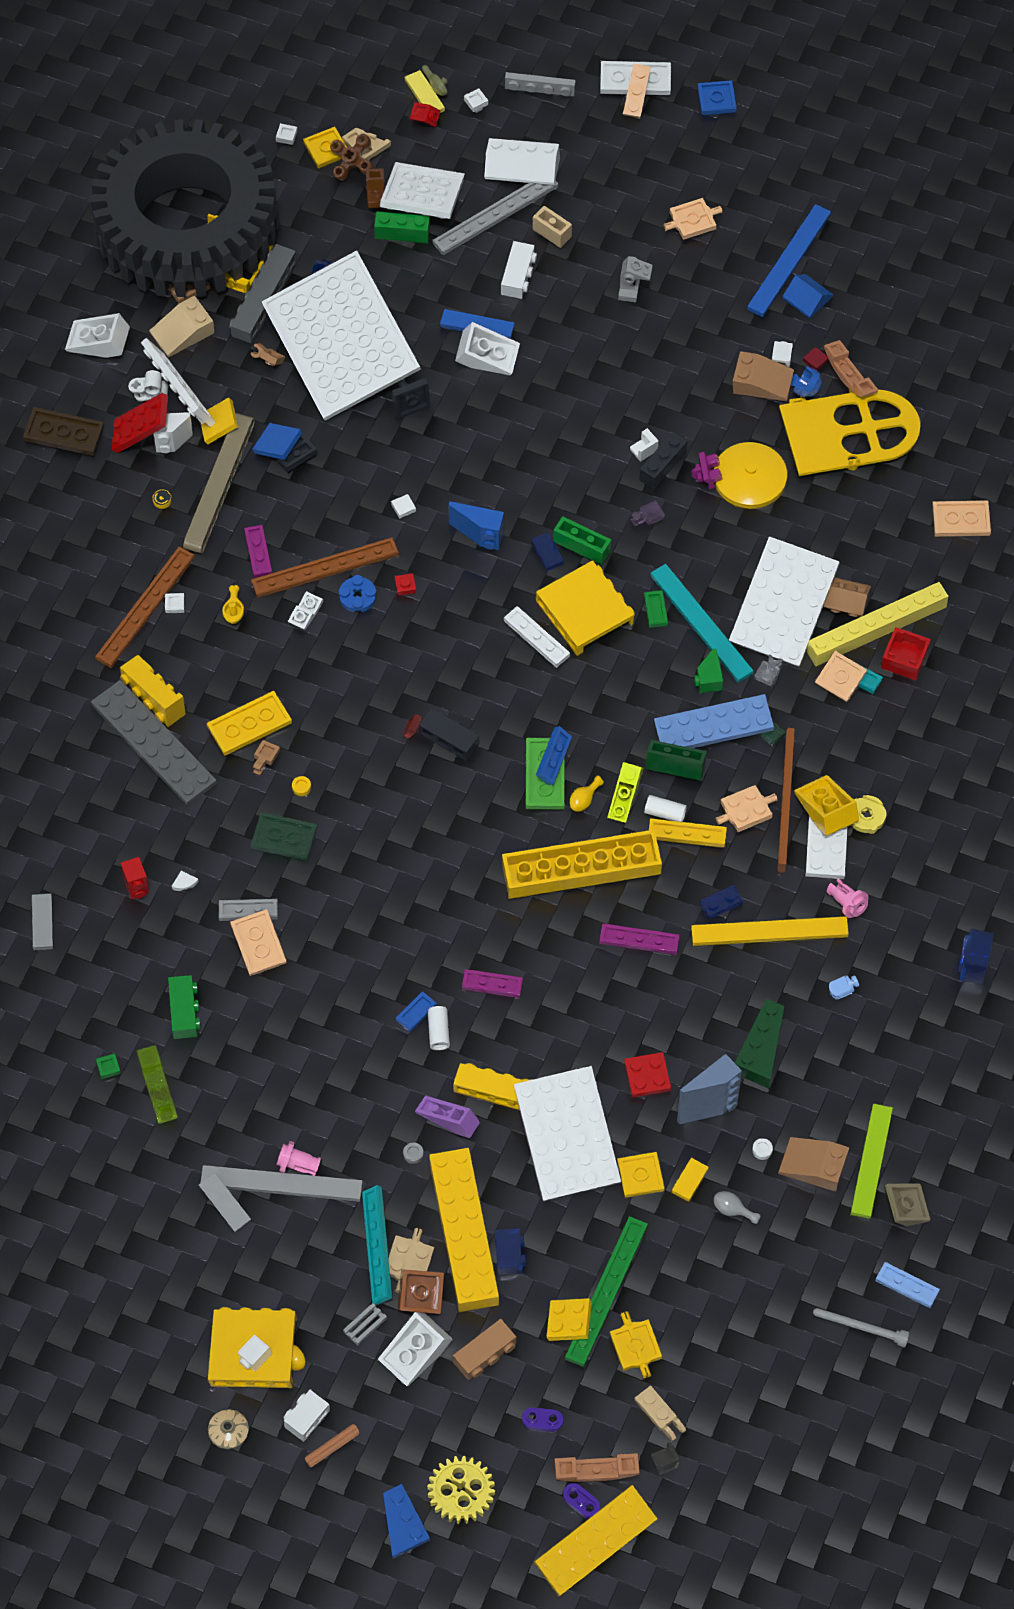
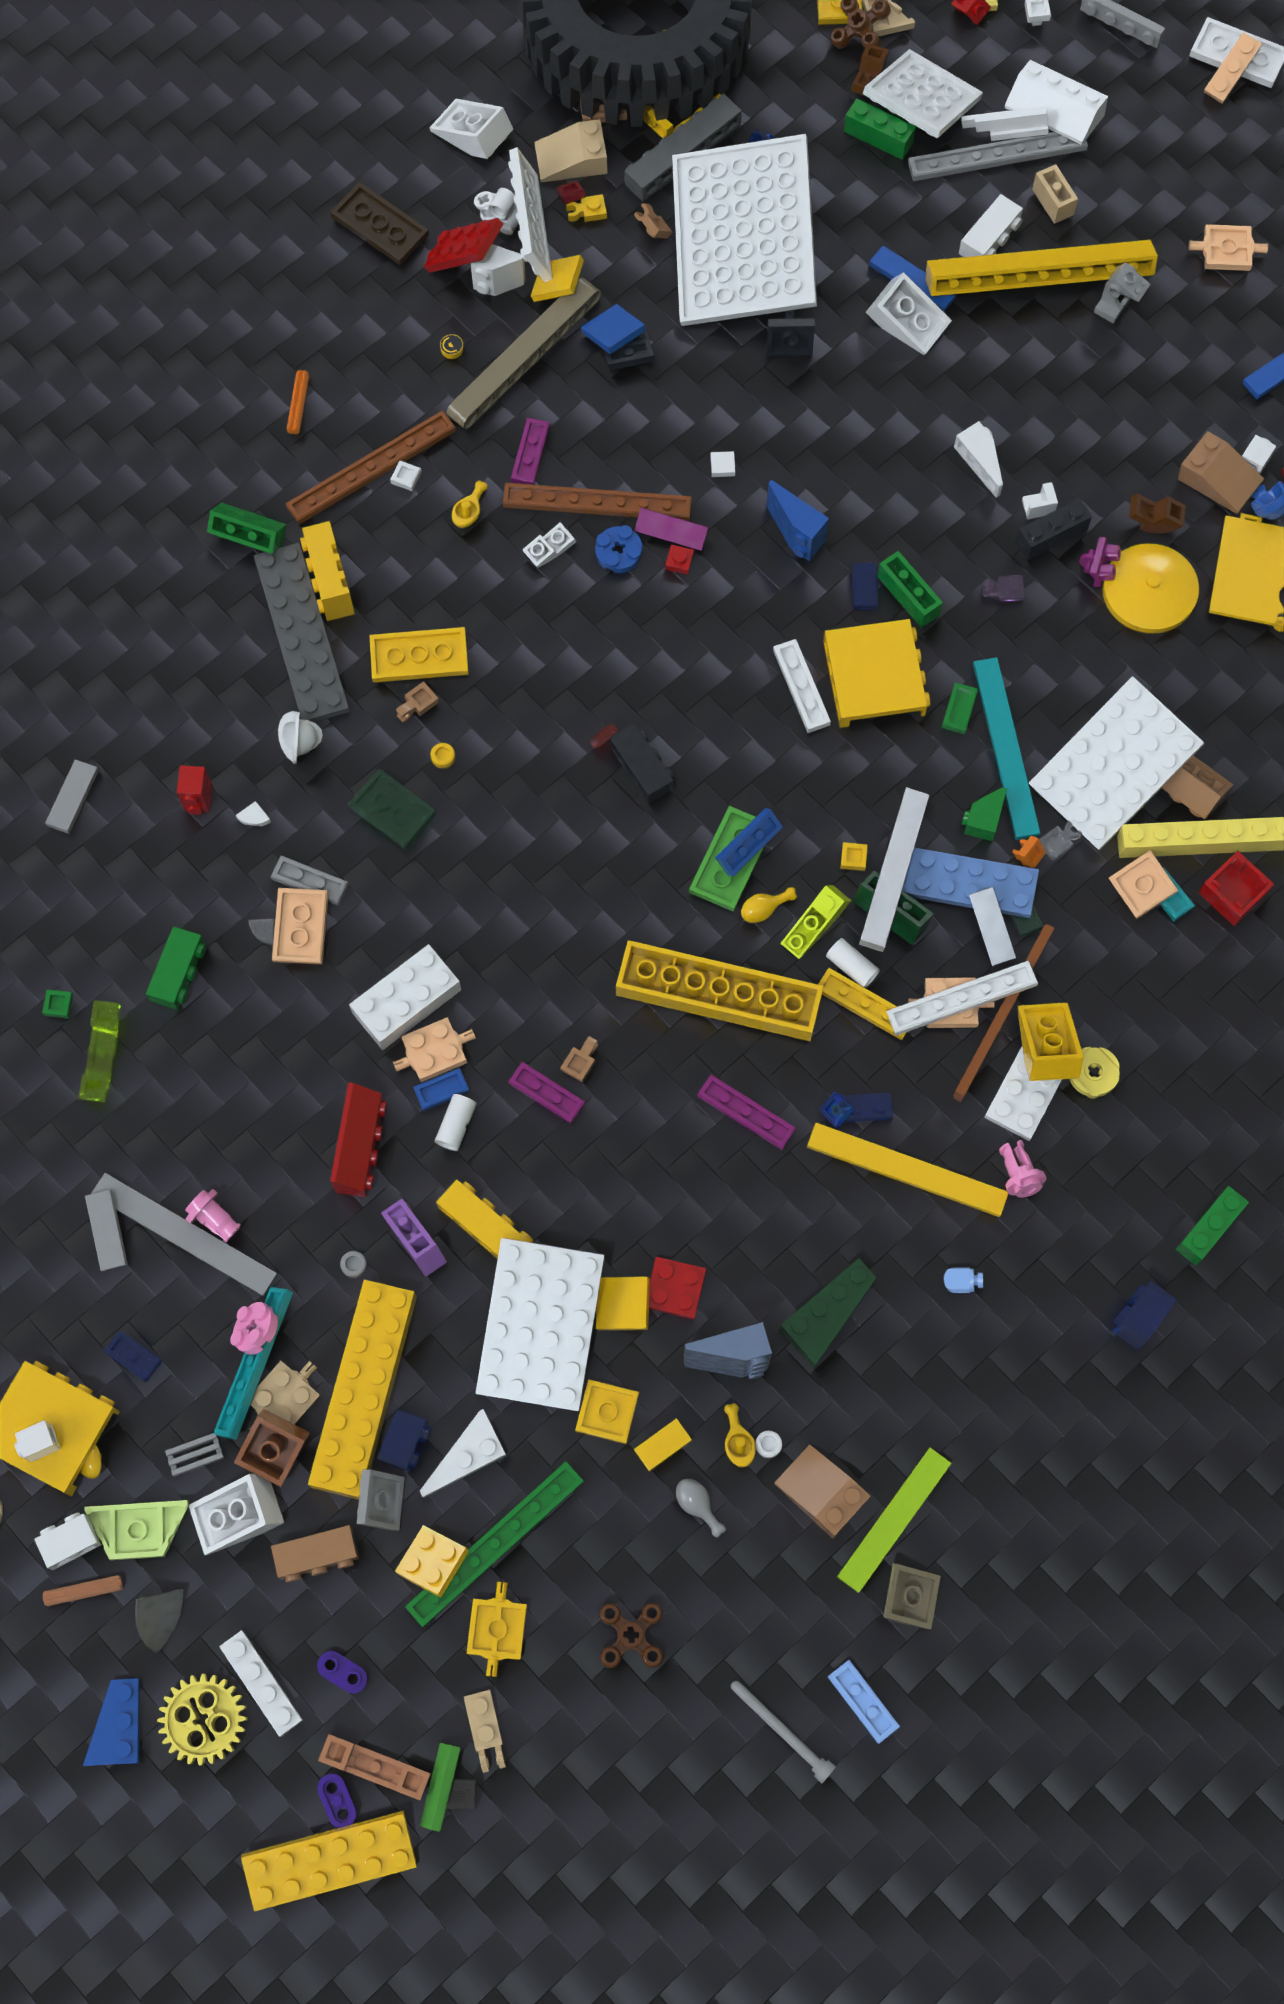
camera: 25 degrees right, 10 degrees up
(67, 581) = (297, 402): none -> orange axle
(77, 683) = (246, 528): none -> green brick
(189, 813) = (297, 735): none -> white helmet
(195, 356) = (570, 192): none -> dark red tile
(216, 361) = (590, 208): none -> yellow plate
(231, 957) = (263, 930): none -> clear tile
(287, 1277) = (132, 1356): none -> clear blue plate
(351, 1387) = (137, 1528): none -> yellowish green wing
(358, 1218) = (250, 1339): none -> bright pink plate
(360, 959) = (405, 997): none -> white brick
(376, 1067) = (357, 1141): none -> red slope
(389, 565) = (671, 529): none -> magenta tile
(396, 1436) = (157, 1617): none -> flat silver shield
(397, 987) = (434, 1050): none -> light nougat plate
(489, 1451) = (261, 1683): none -> white plate
(496, 188) = (1010, 123): none -> white piece
(506, 952) = (579, 1062): none -> medium nougat plate
(513, 1293) = (380, 1500): none -> light grey plate
(560, 1239) = (471, 1452): none -> white wing
(565, 283) = (1037, 267): none -> yellow brick
(586, 428) = (979, 451): none -> white slope
(618, 1098) = (623, 1303): none -> yellow tile
(630, 737) = (853, 856): none -> yellow plate
(648, 1460) = (440, 1787): none -> bright green tile
(665, 732) = (894, 870): none -> tile
(702, 910) = (836, 1109): none -> clear blue tile
(733, 424) = (1157, 516): none -> reddish brown brick
(733, 1303) = (622, 1644): none -> reddish brown gear
(742, 1155) = (739, 1442): none -> yellow piece
(750, 745) = (992, 926): none -> tile
(753, 685) = (1030, 853): none -> orange tile
(753, 800) = (962, 998): none -> white tile
(994, 881) = (1212, 1225): none -> green brick

